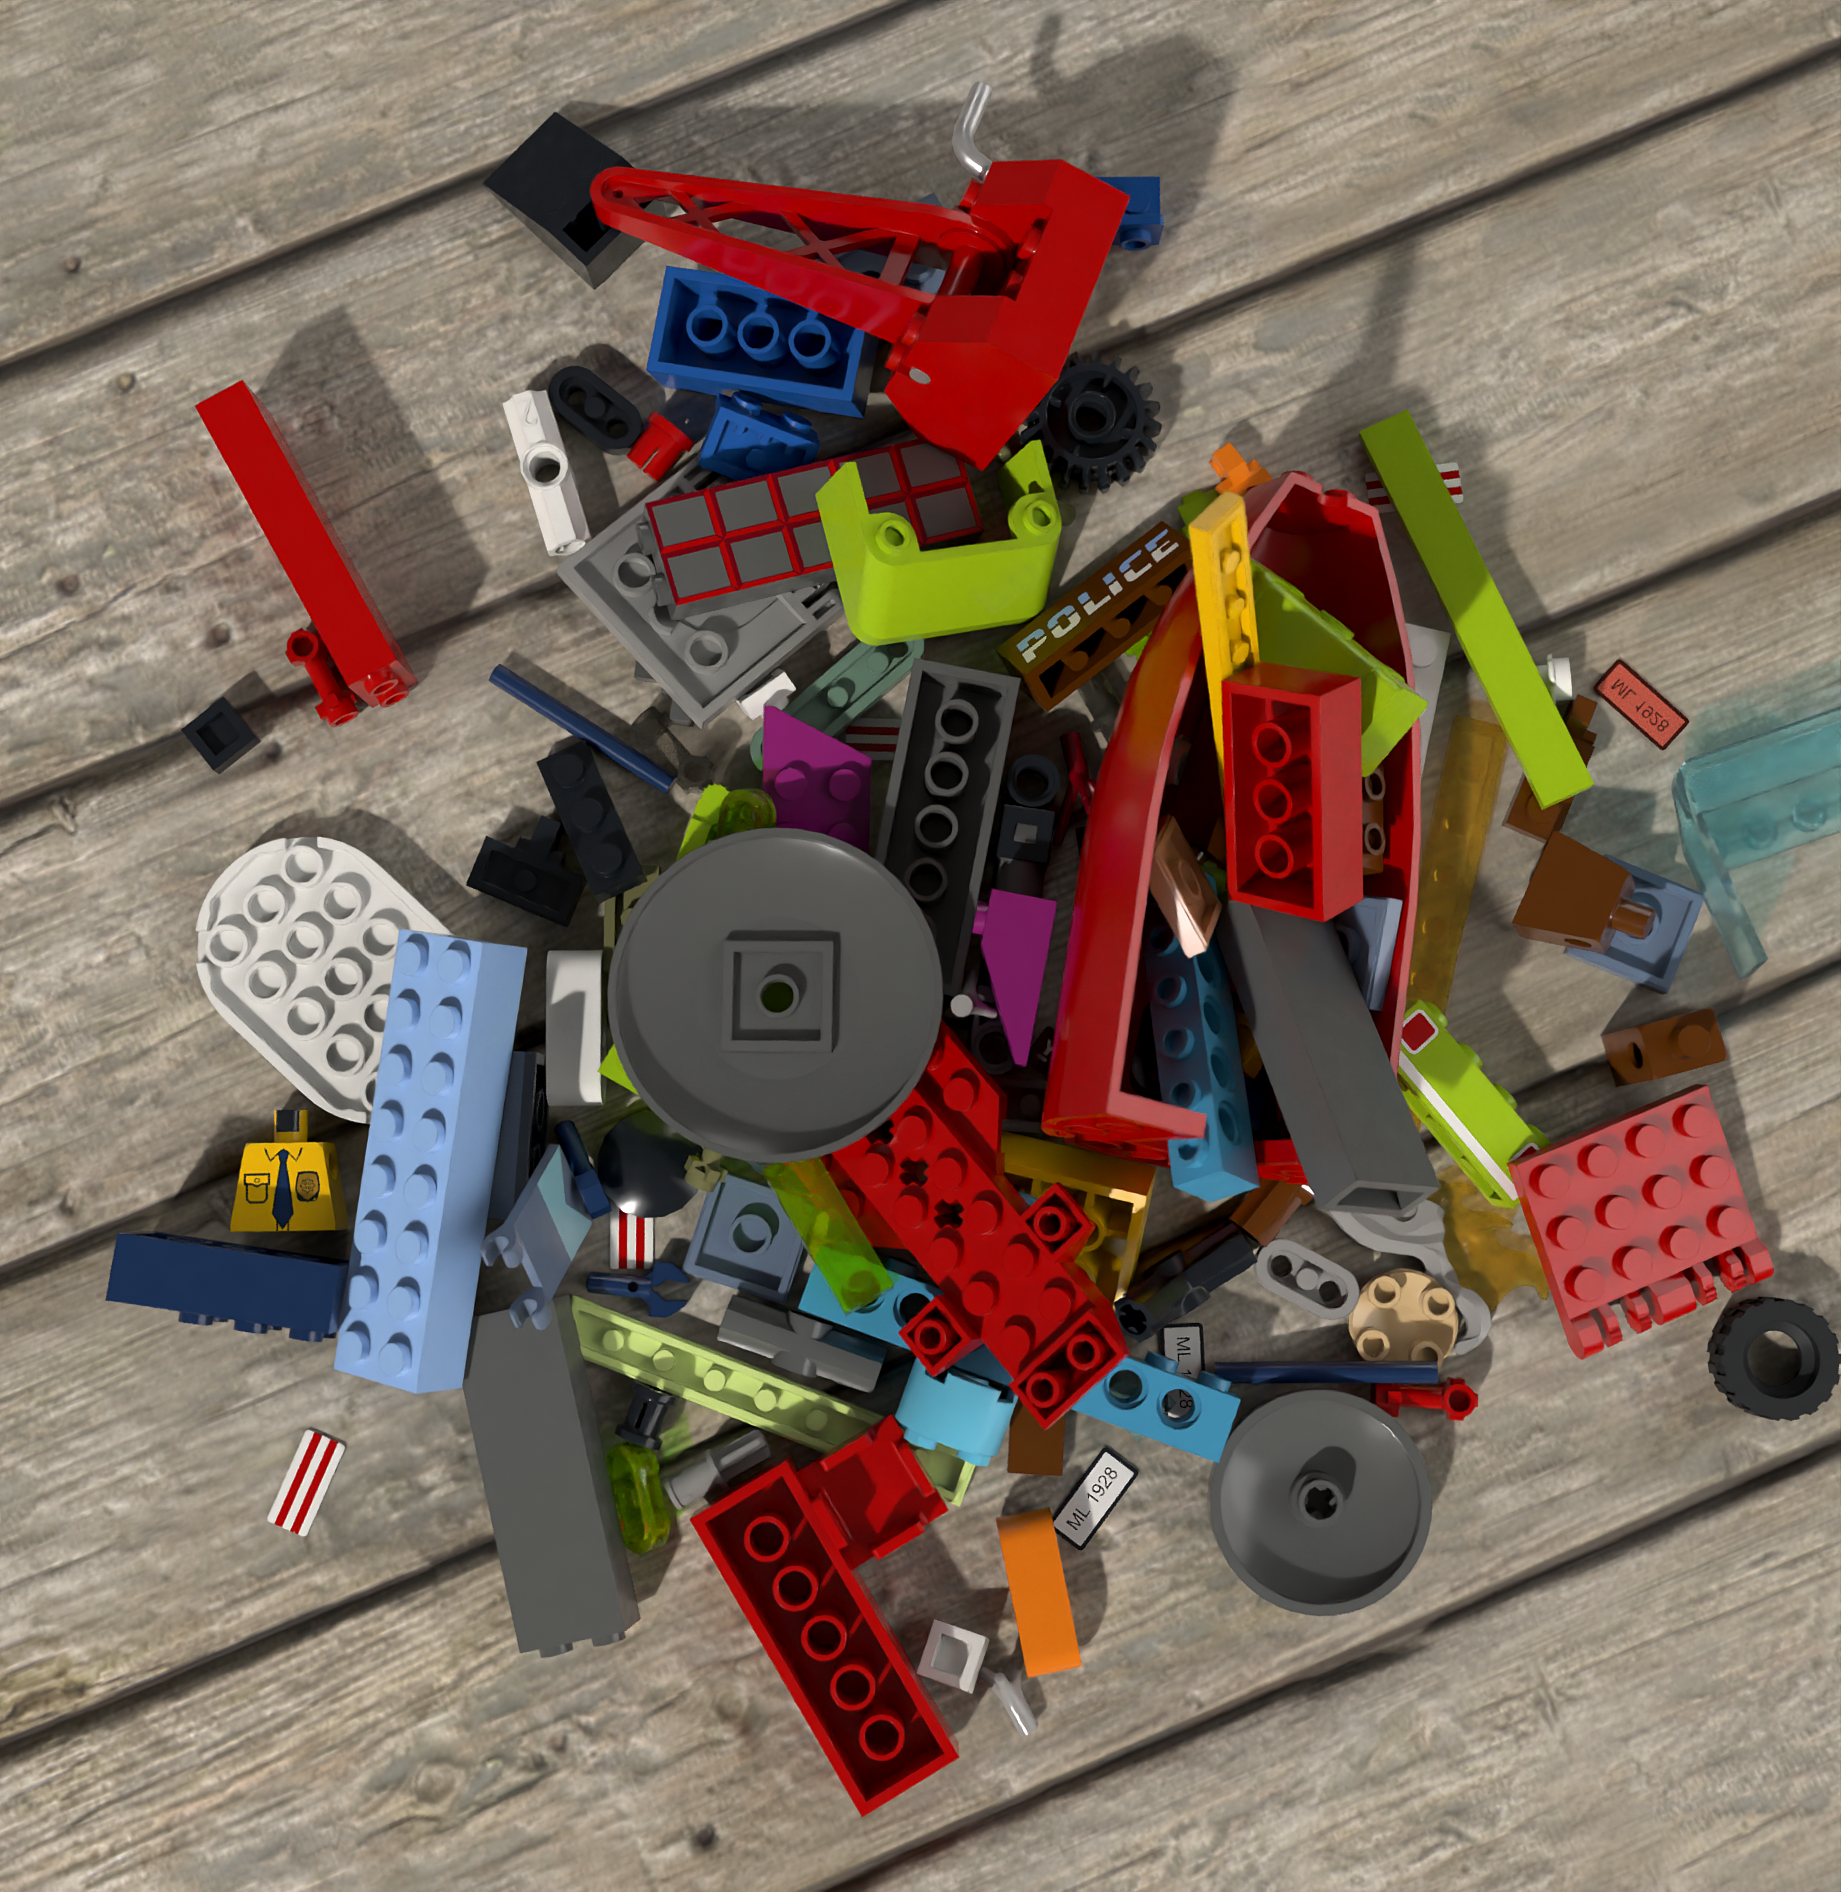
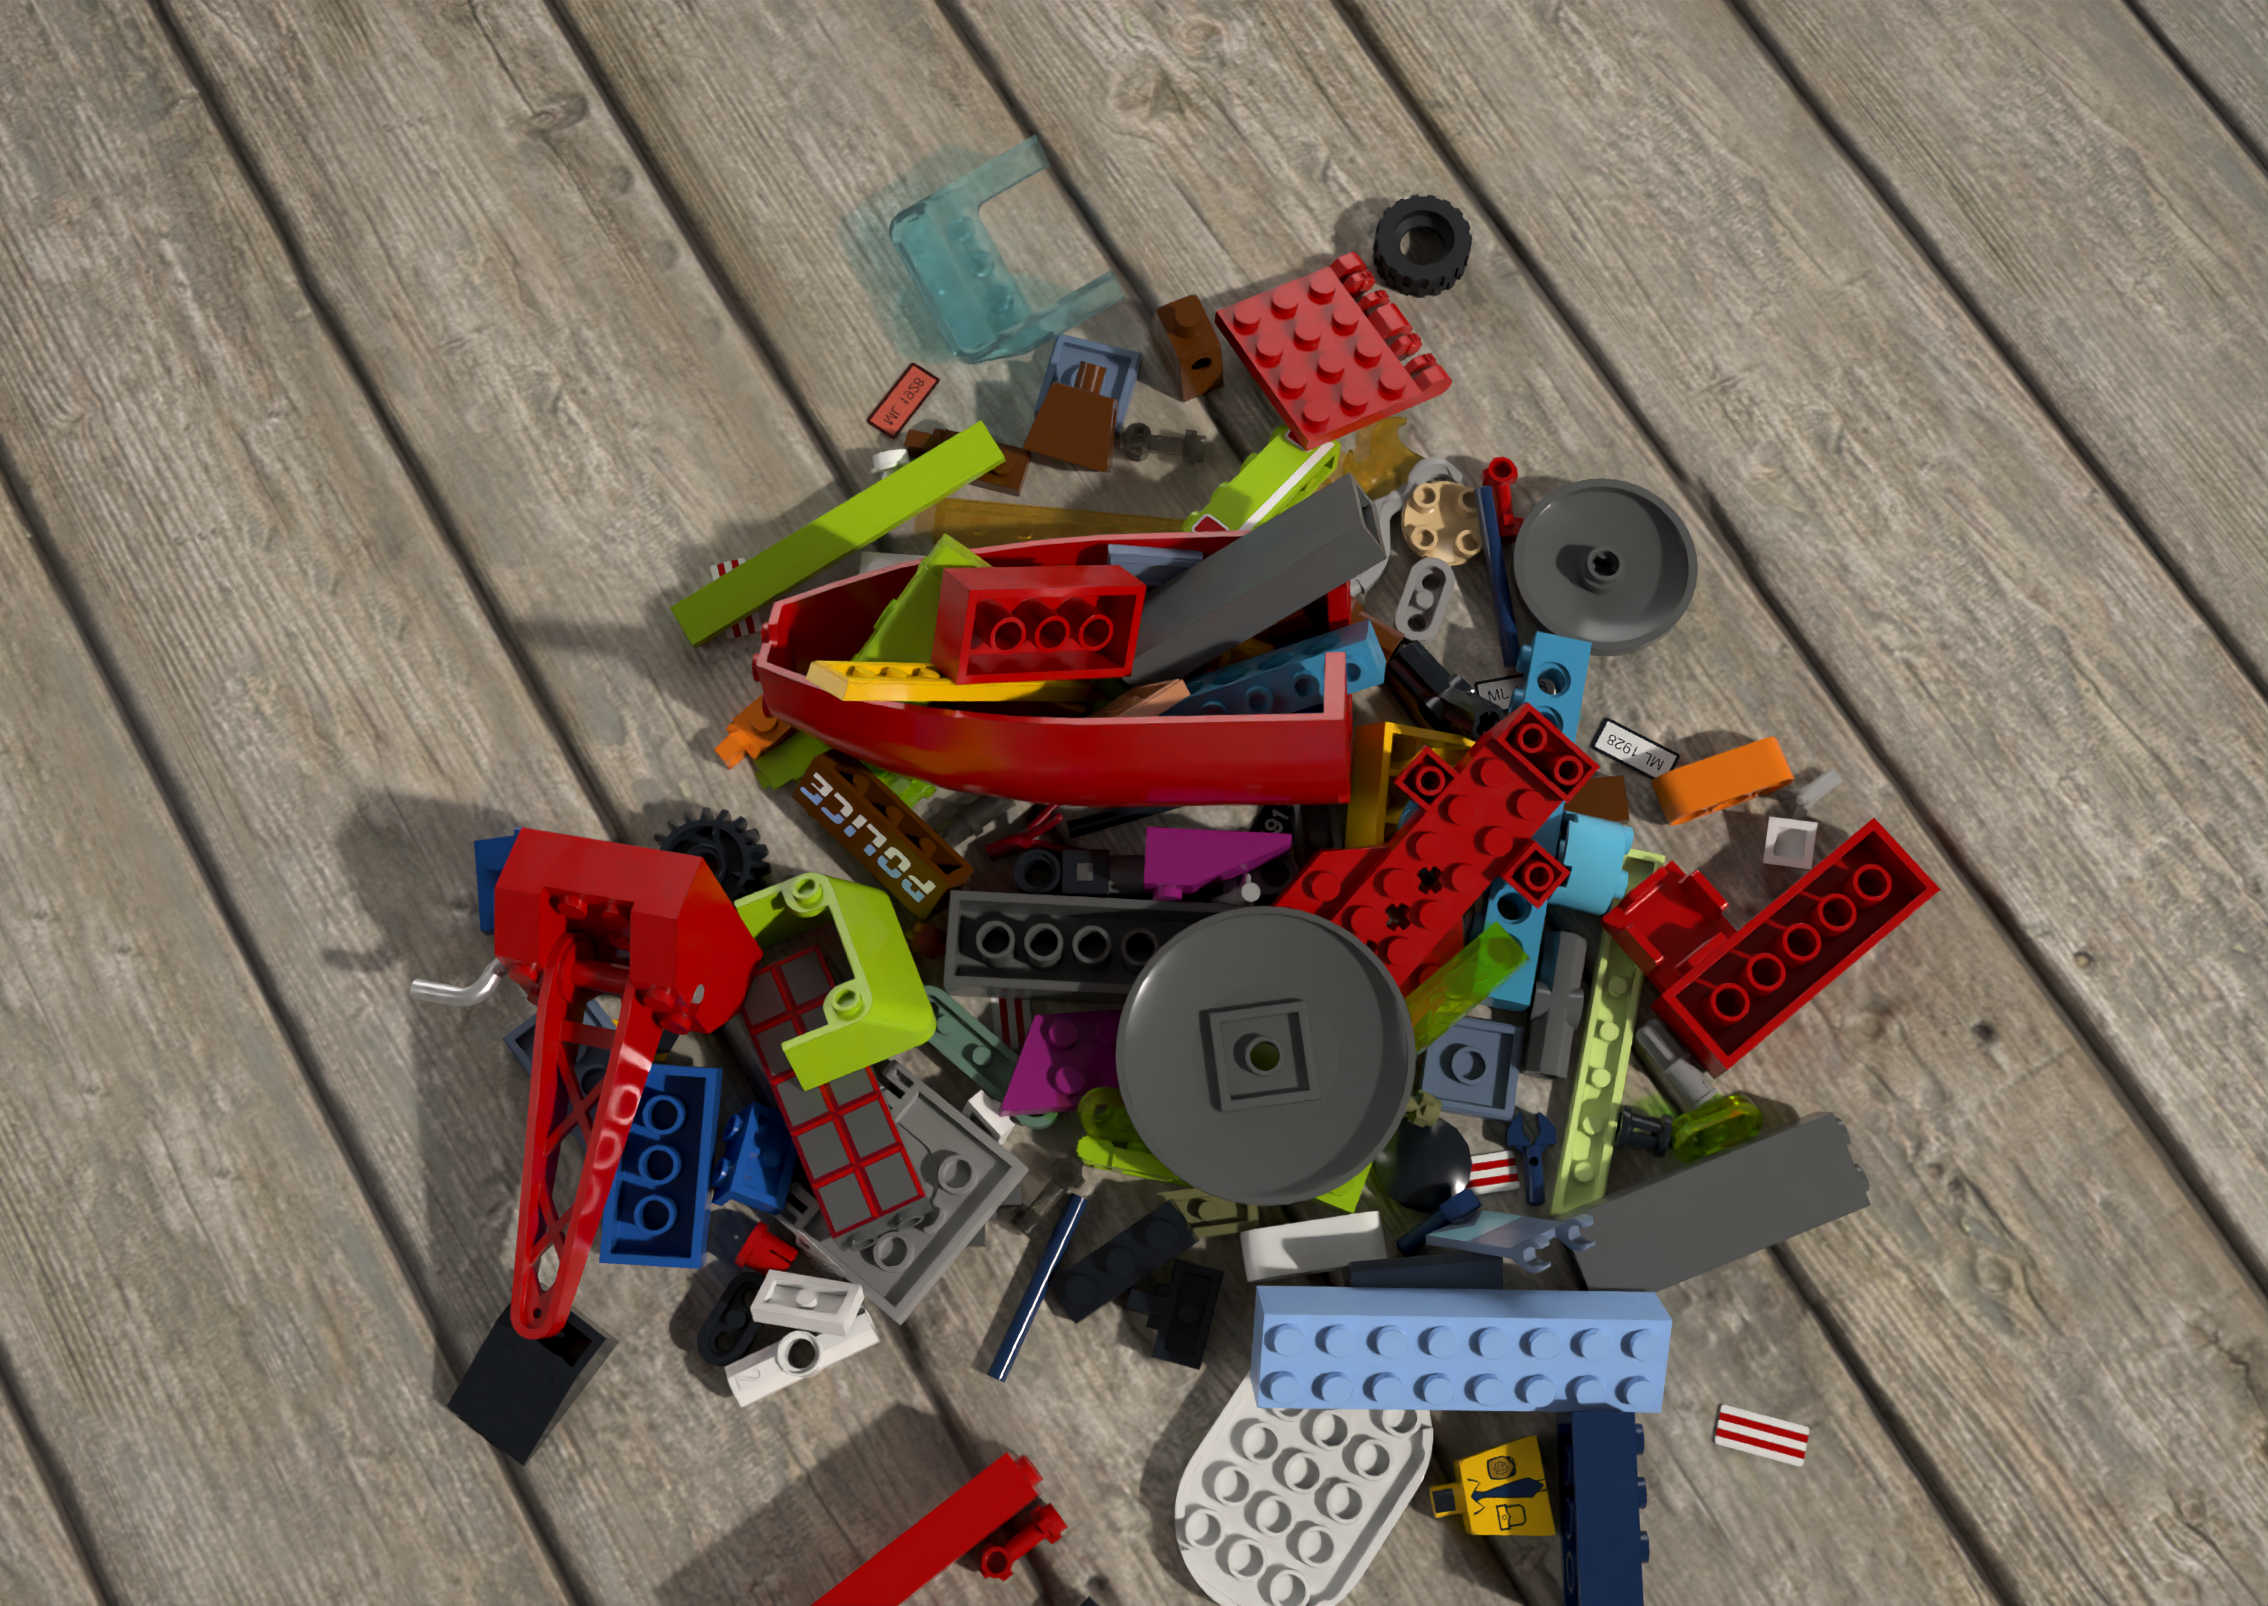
camera: 95 degrees left, 10 degrees down
(592, 478) = (807, 1303): none -> white plate
(655, 486) = (818, 1258): none -> white sticker
(977, 651) = (927, 939): none -> clear red plate
(1547, 974) = (1139, 443): none -> clear smoke bar

